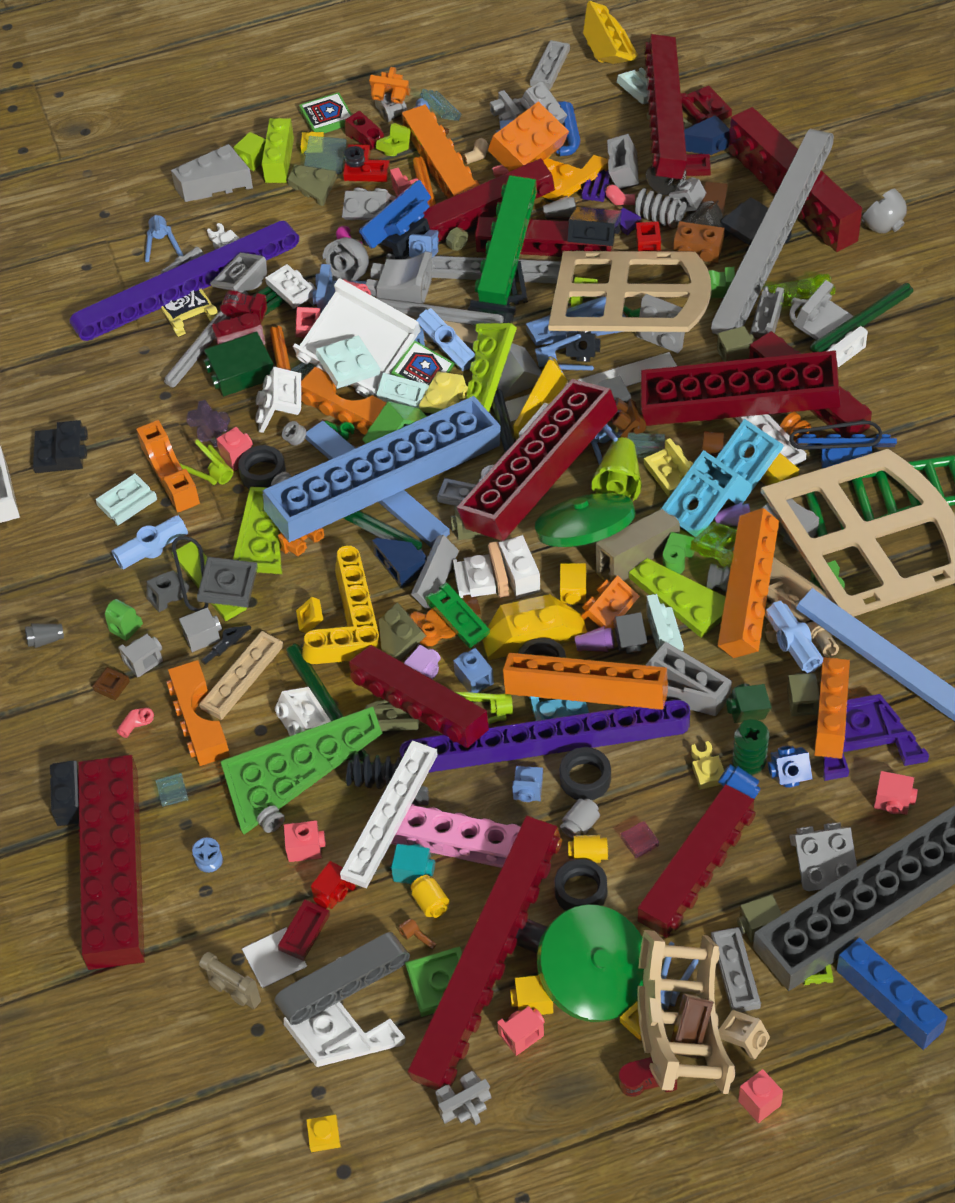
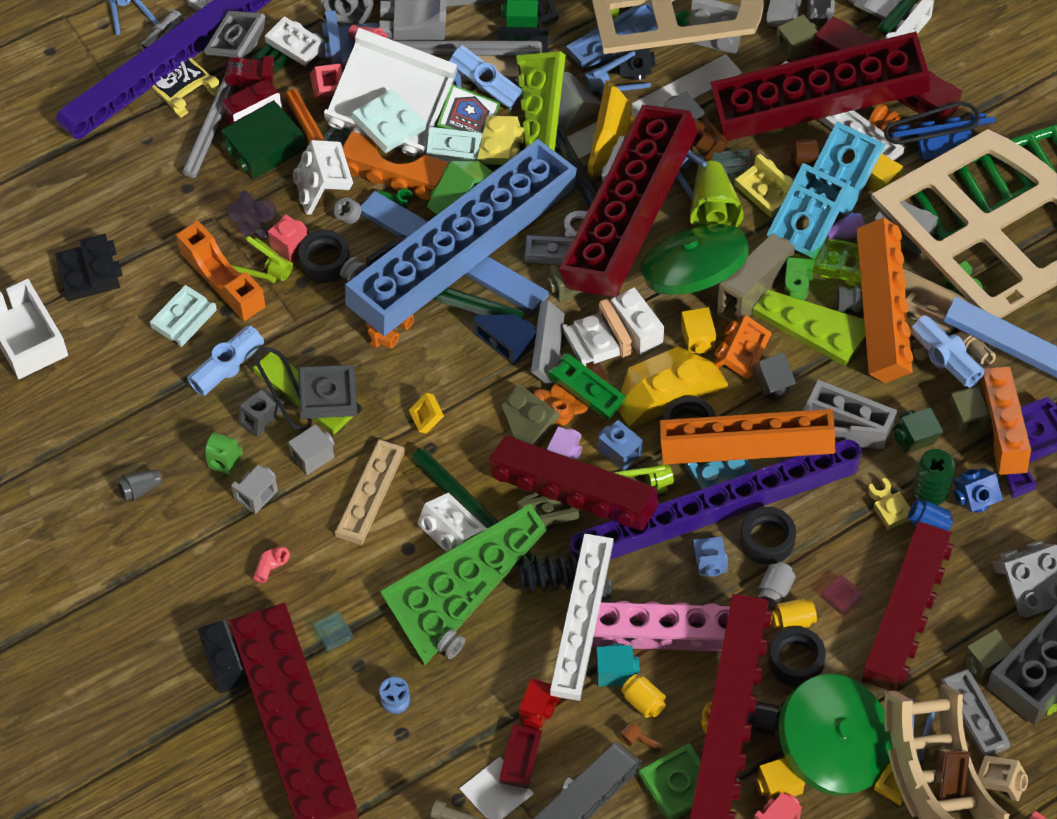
camera: 15 degrees left, 5 degrees up
(111, 683) = (229, 526): reddish brown tile -> none
(206, 736) = (354, 567): orange arch -> none
(229, 637) = (343, 457): black hand -> none
(258, 536) = (343, 330): lime wing -> none
(303, 841) = (494, 661): coral brick -> none
(345, 642) = (478, 399): yellow beam -> none
(595, 640) = (739, 388): medium lavender cone -> none
(663, 623) = (804, 361): light aqua bracket -> none

